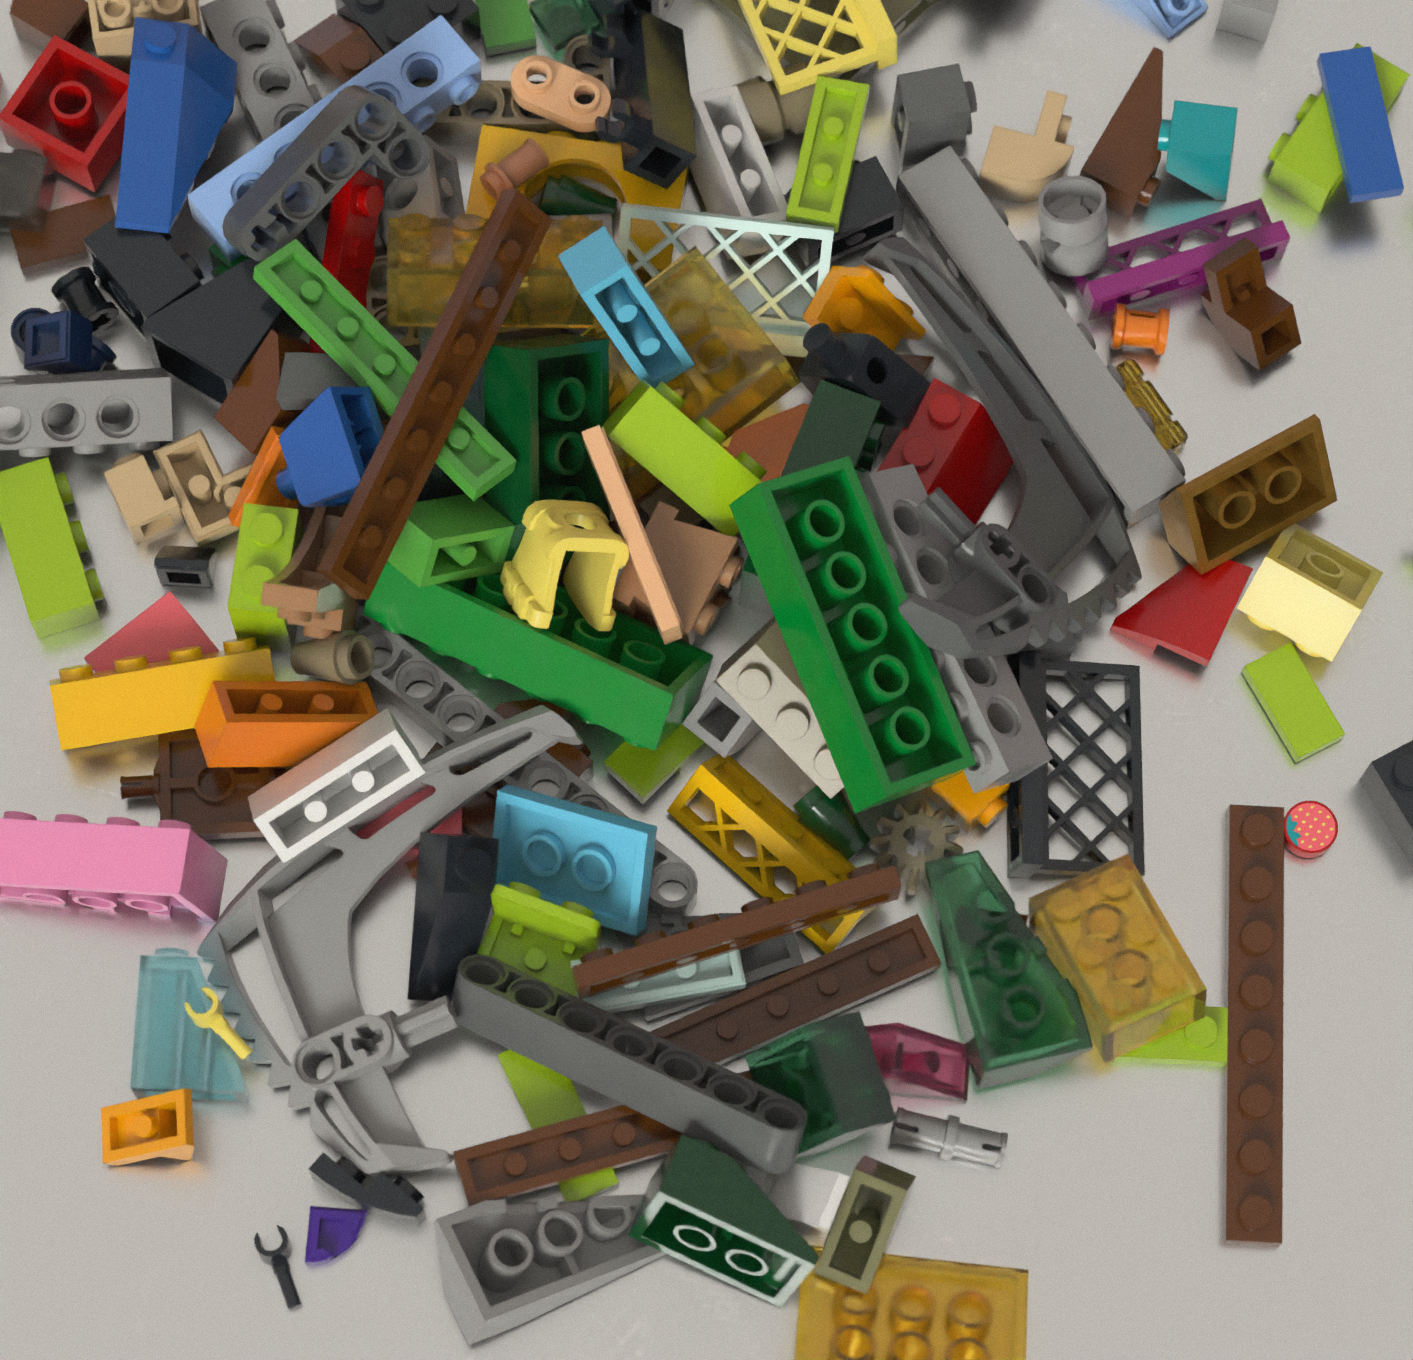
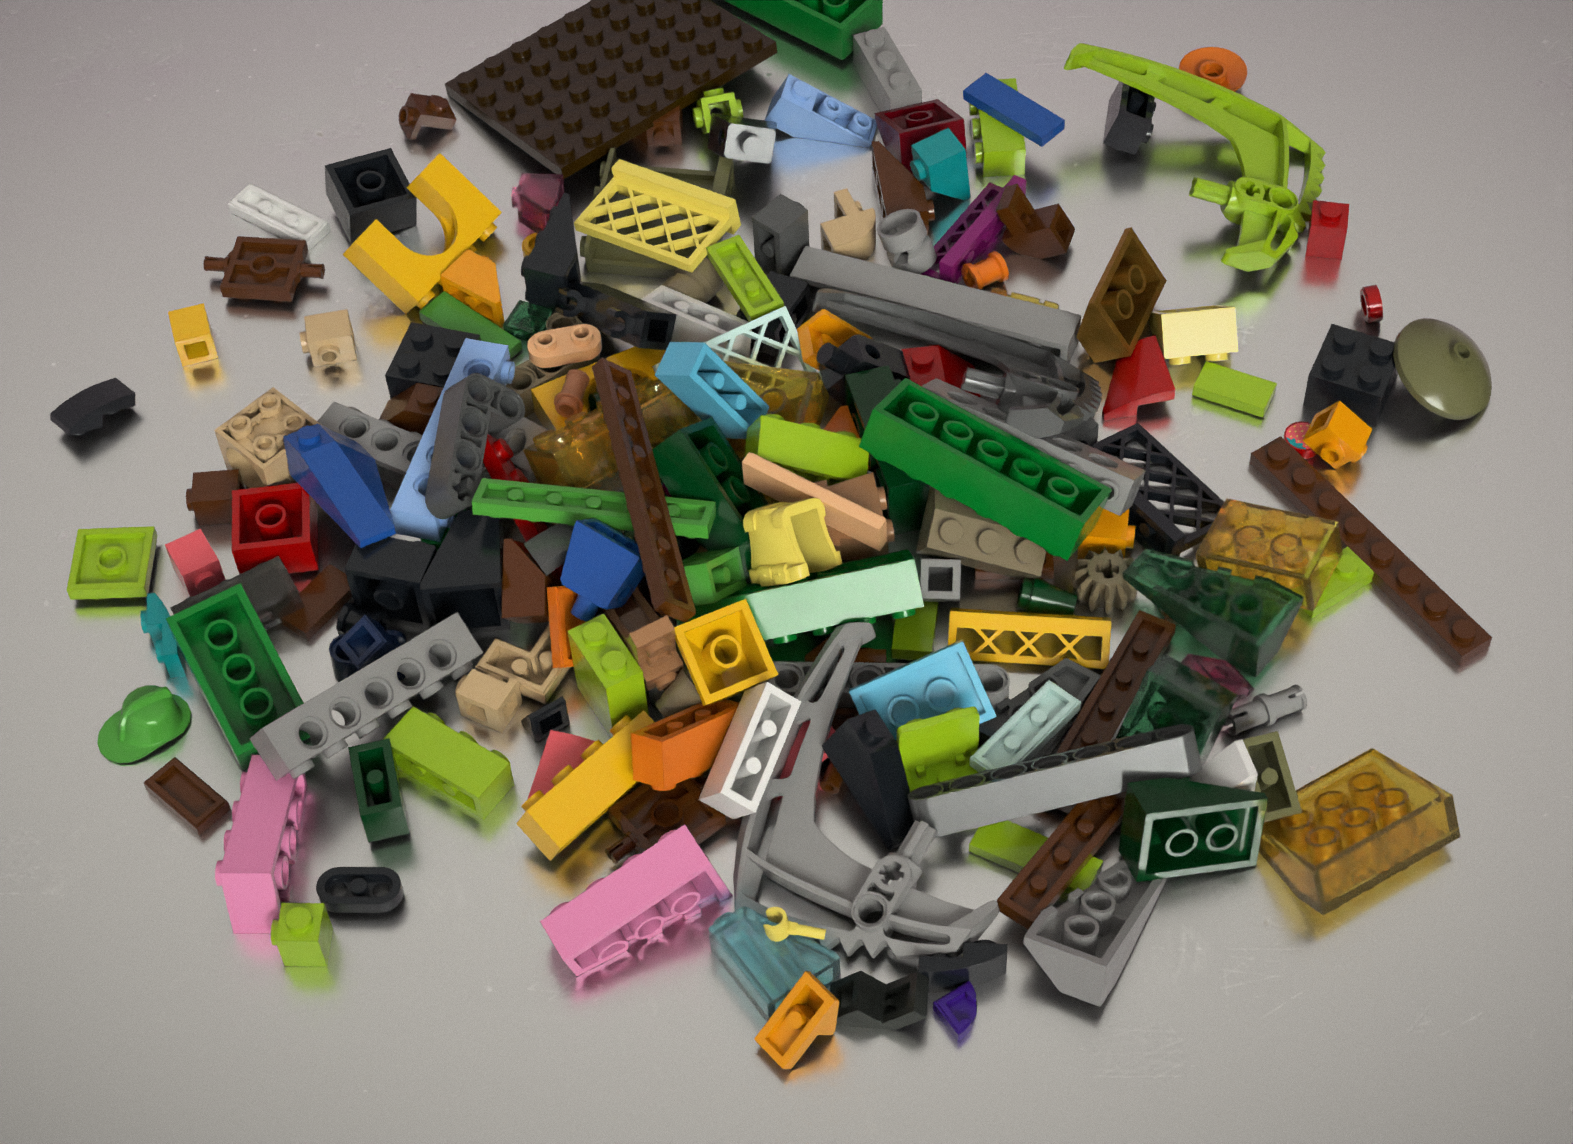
camera: 30 degrees left, 20 degrees down
(256, 1162) = (877, 1005): none -> pearl dark grey slope
(279, 1261) = (939, 1048): black hand -> none
(381, 658) = (724, 652): none -> yellow slope
(758, 922) = (1045, 681): reddish brown plate -> none
(1233, 65) = (916, 122): none -> dark red slope
(1341, 861) = (1338, 435): none -> light orange brick

